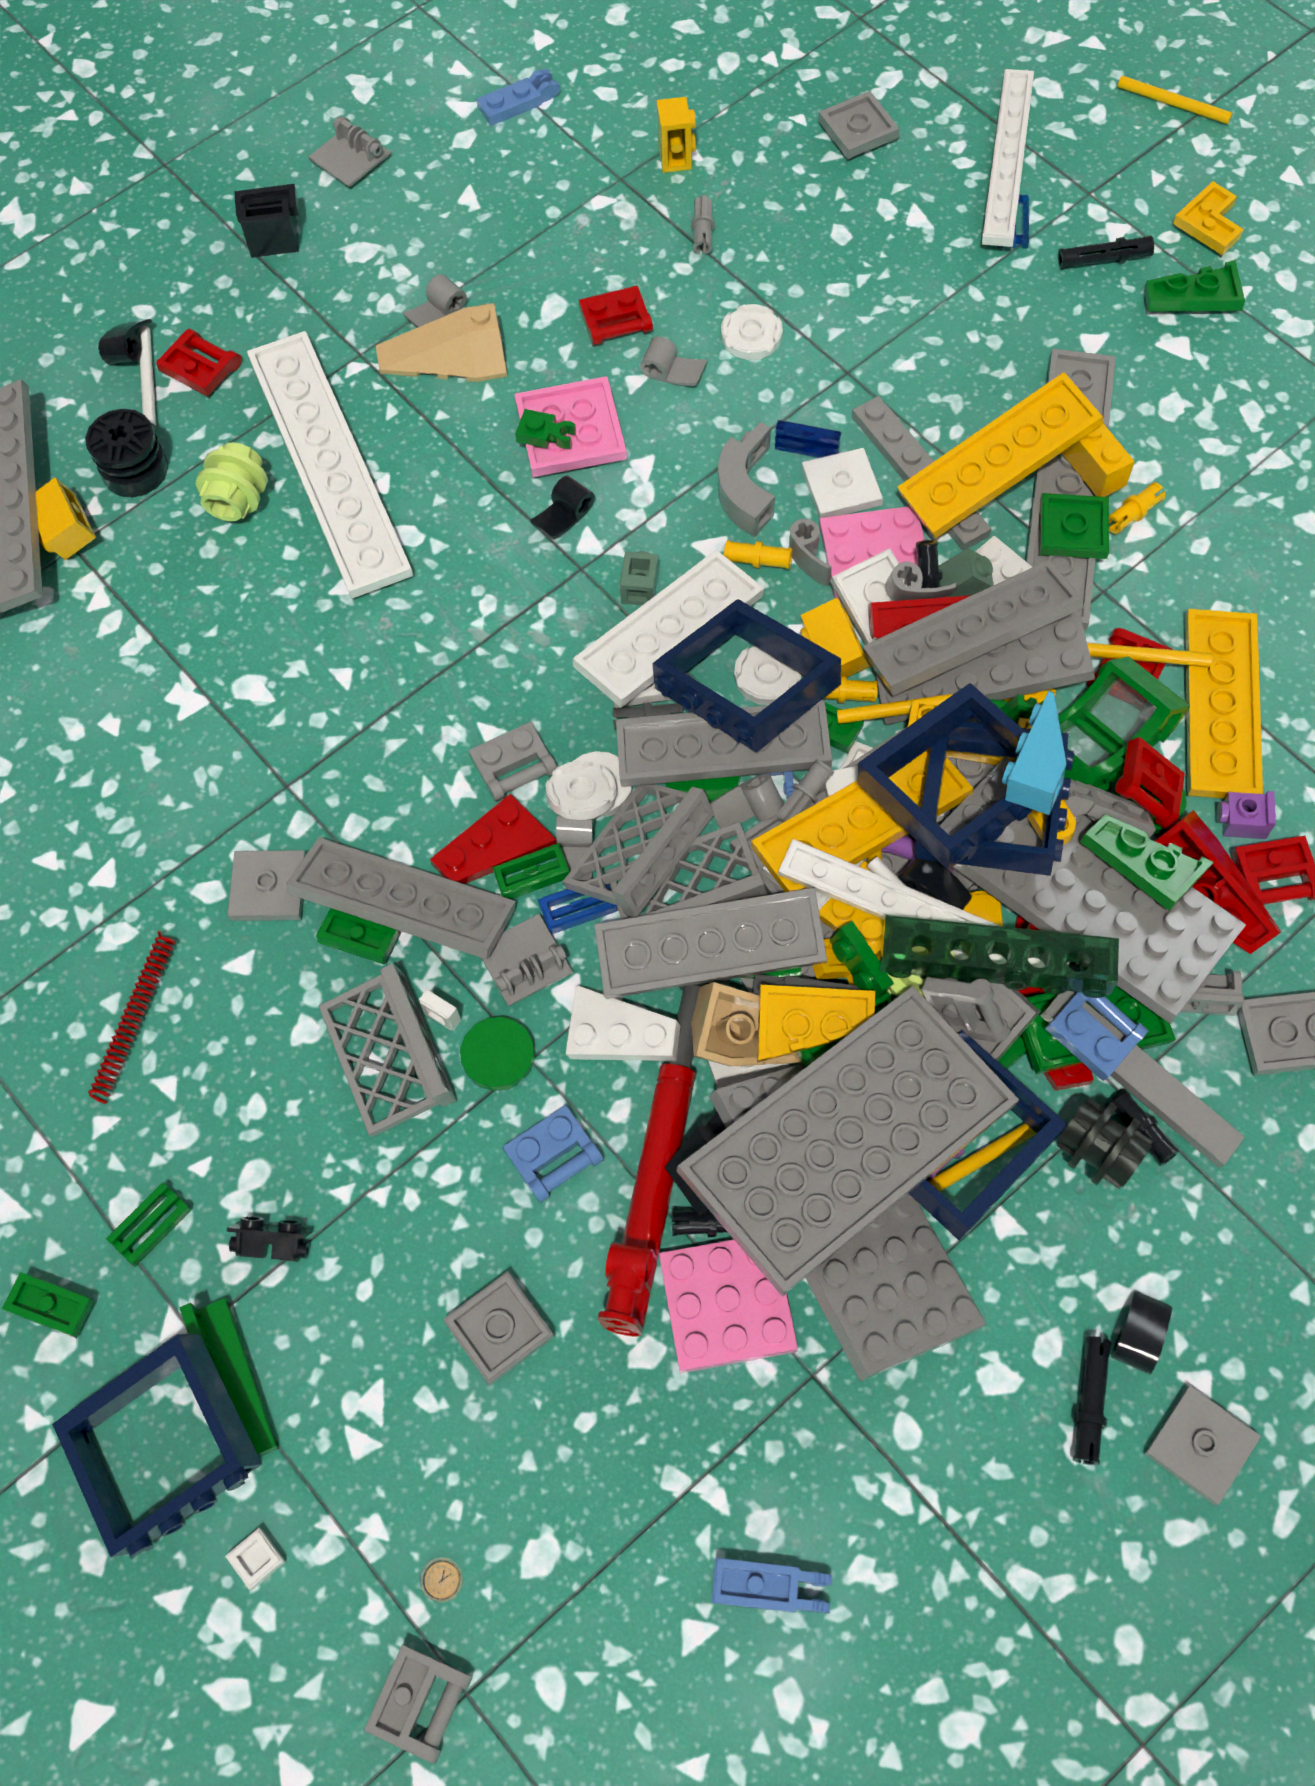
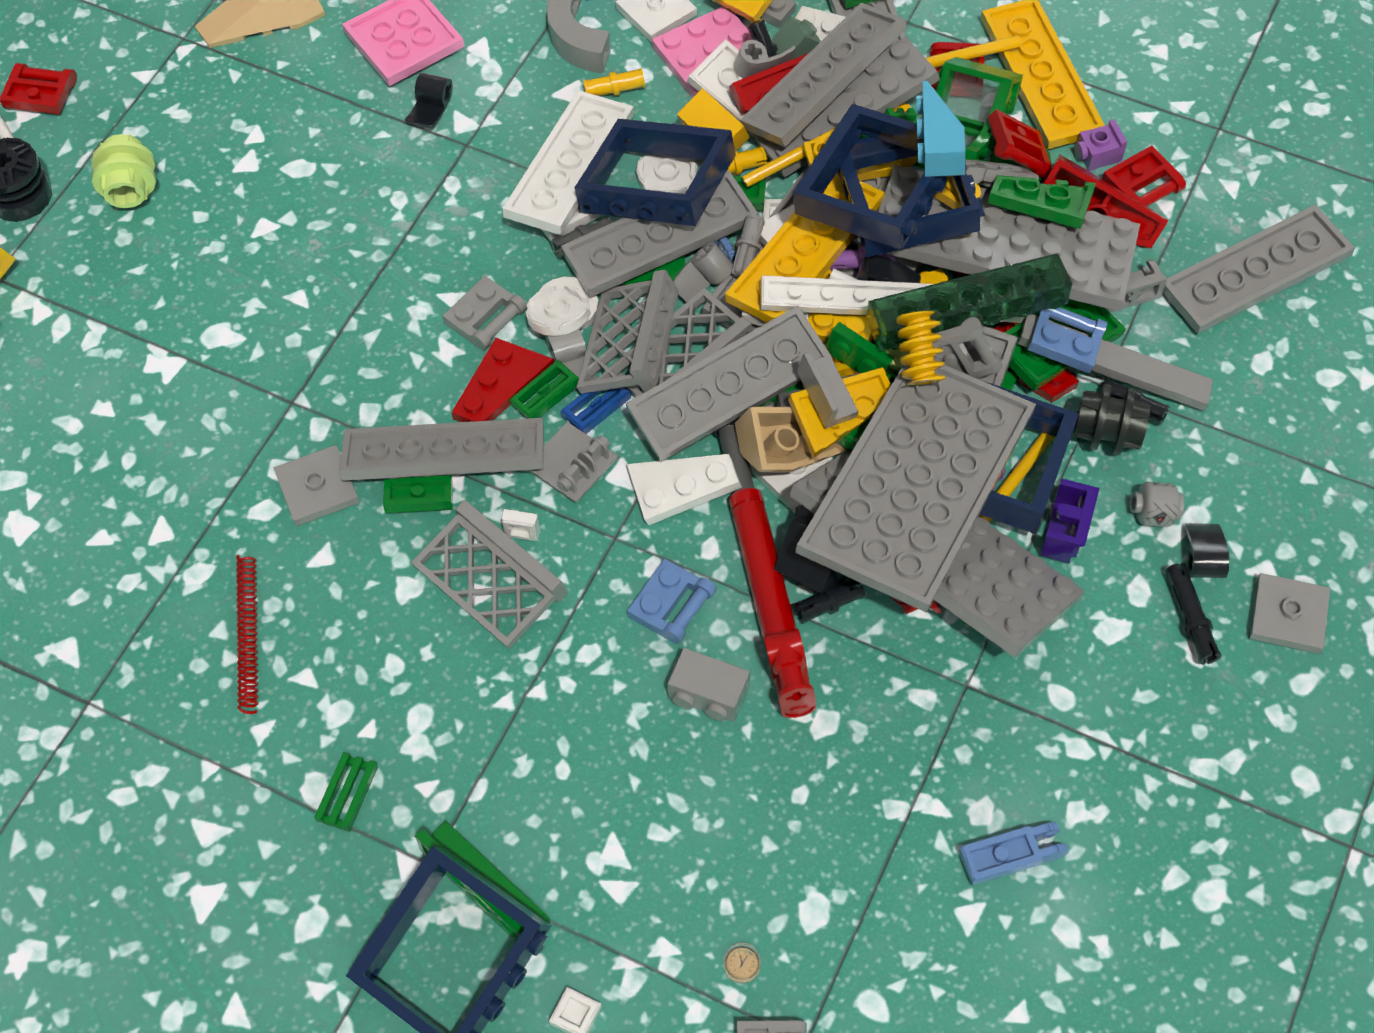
camera: 25 degrees left, 5 degrees down
(48, 1305) = (288, 889): green plate -> none
(254, 1235) = (447, 762): black hinge -> none
(329, 465) = (202, 132): white plate -> none
(497, 1053) = (585, 542): green tile -> none
(498, 1328) = (694, 750): light grey plate -> none
(541, 428) = (379, 43): green plate -> none
(543, 1265) = (708, 685): none -> light grey brick
(638, 577) = (523, 133): sand green brick -> none
(723, 1308) = (872, 657): bright pink plate -> none
(800, 996) = (826, 390): none -> light grey panel
(804, 541) = (648, 57): light grey panel -> none
(913, 995) = (920, 348): none -> yellow piece
(1004, 1240) = (1070, 520): none -> dark purple window
(1112, 1258) = (1157, 504): none -> light grey head

